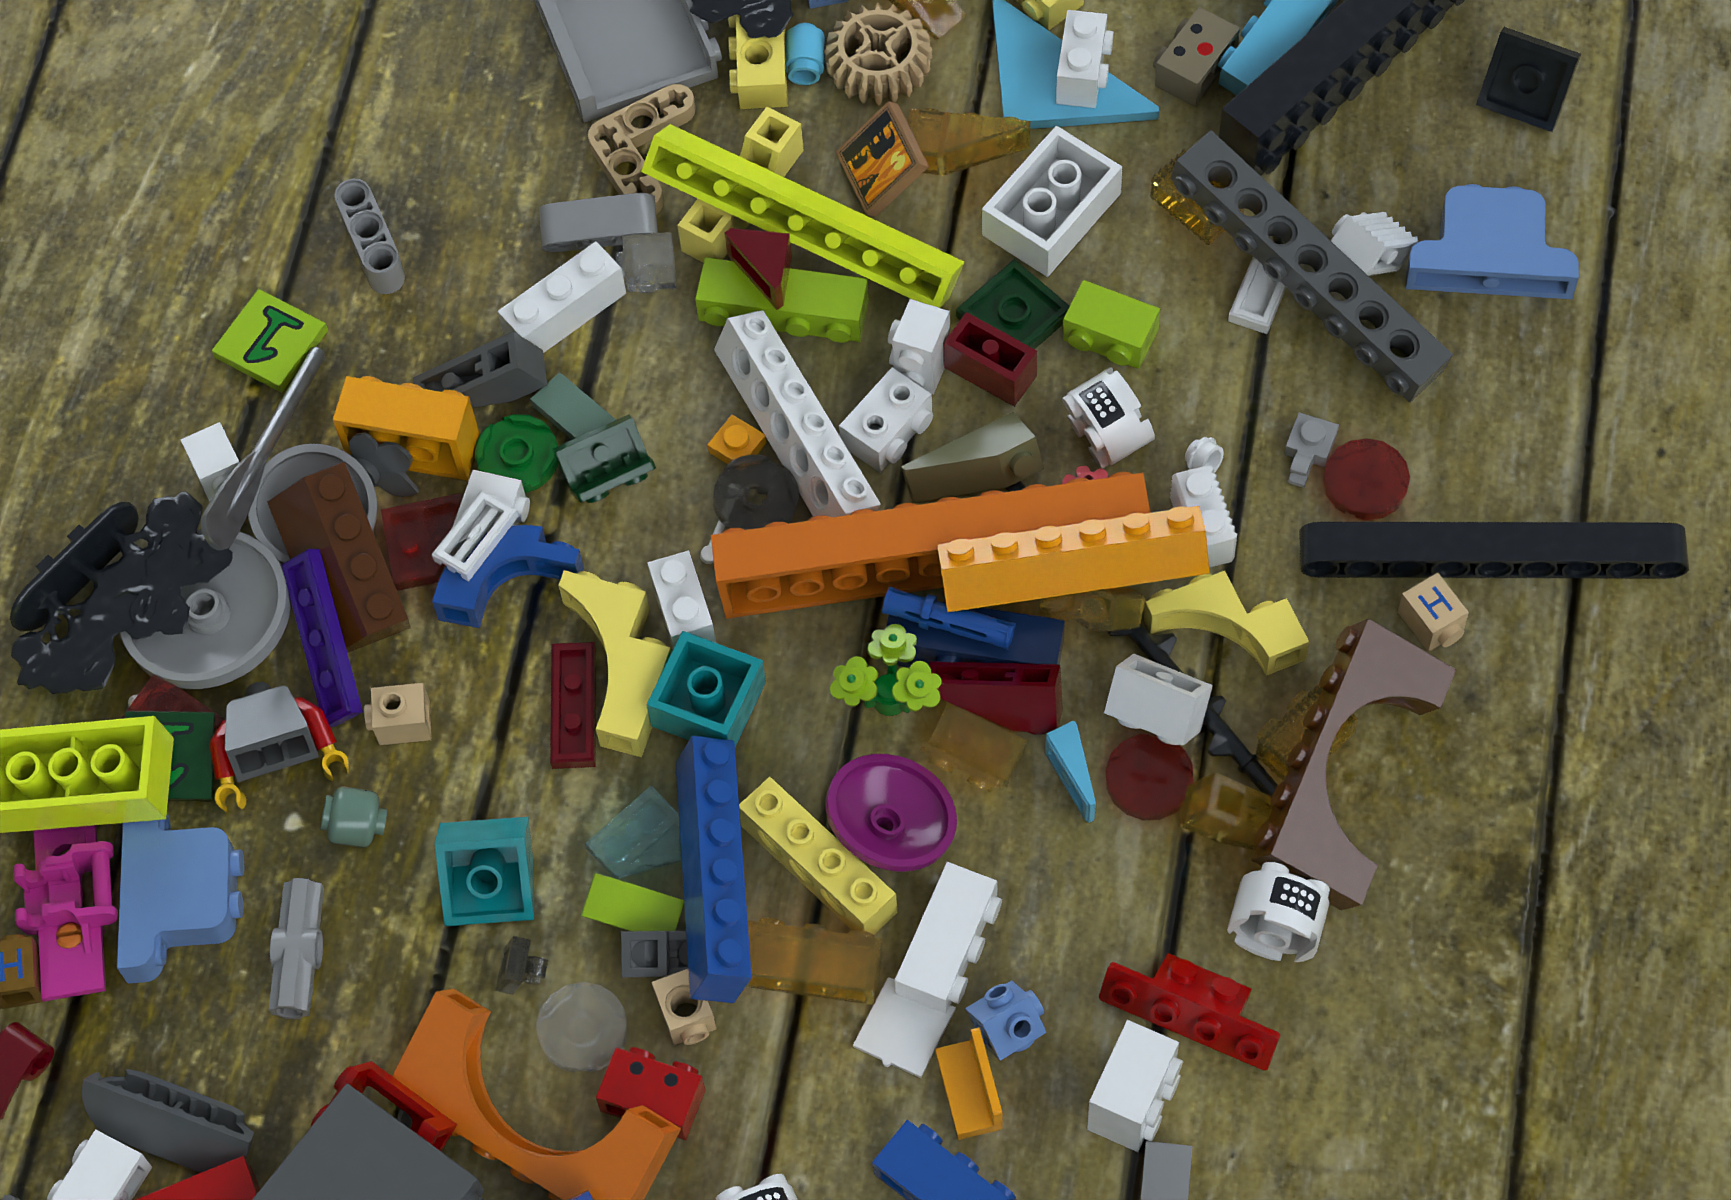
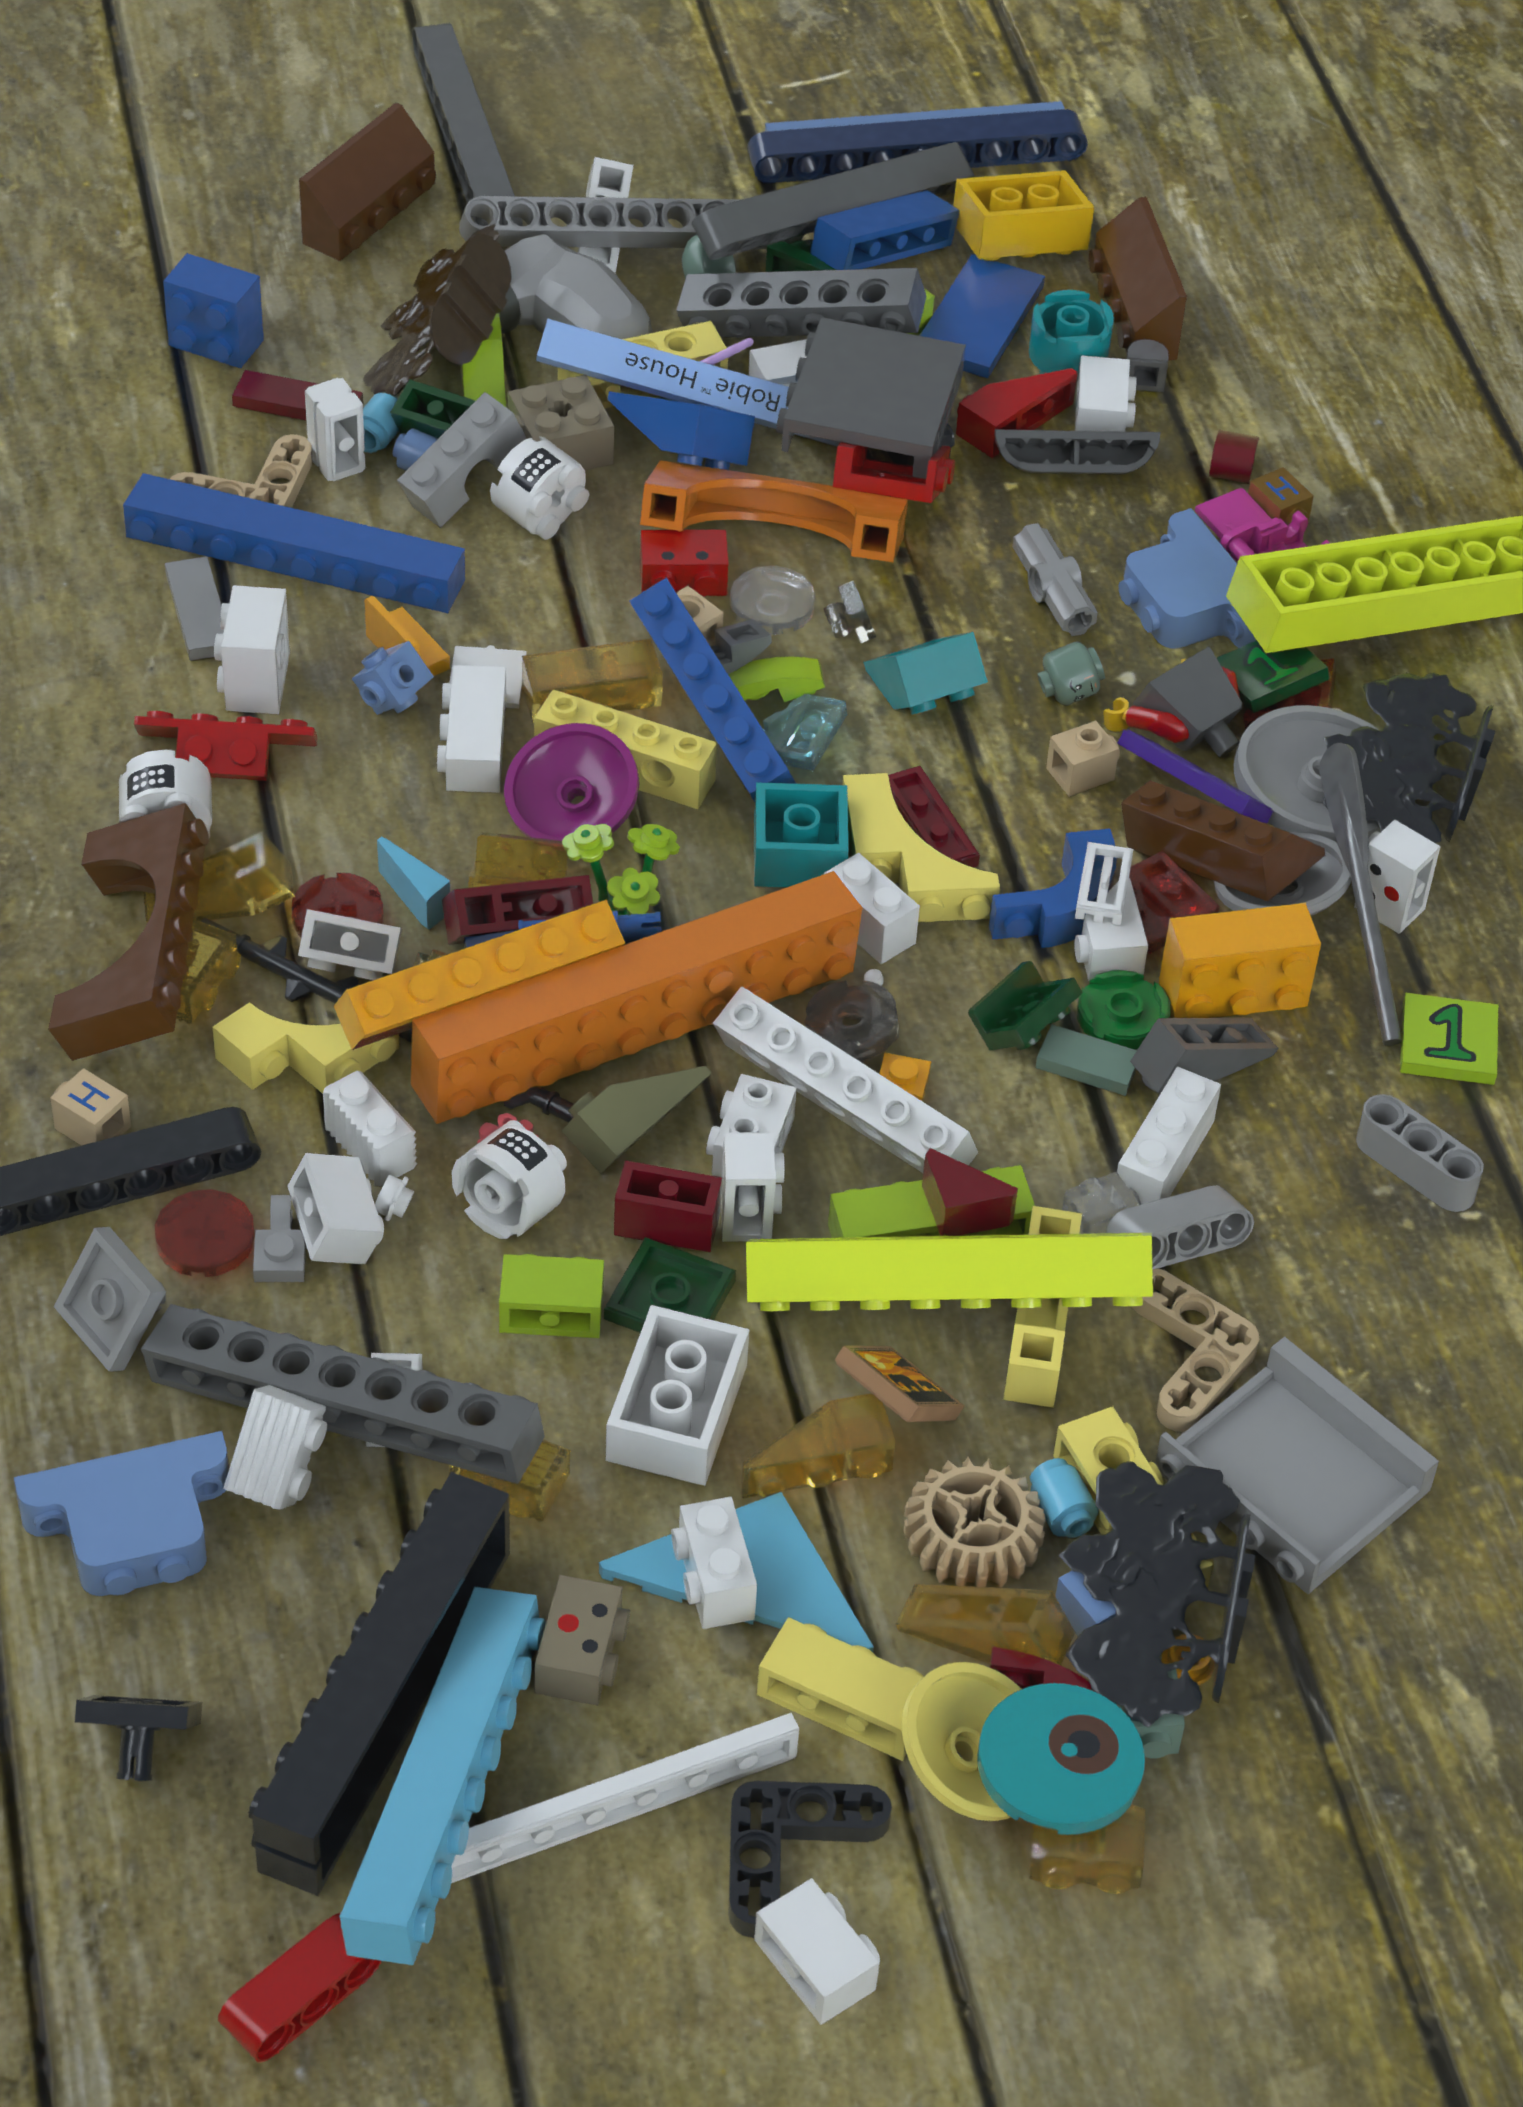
camera: 150 degrees right, 15 degrees down
(1257, 445) = (335, 1208): none -> white brick
(1462, 411) = (110, 1299): none -> light grey tile

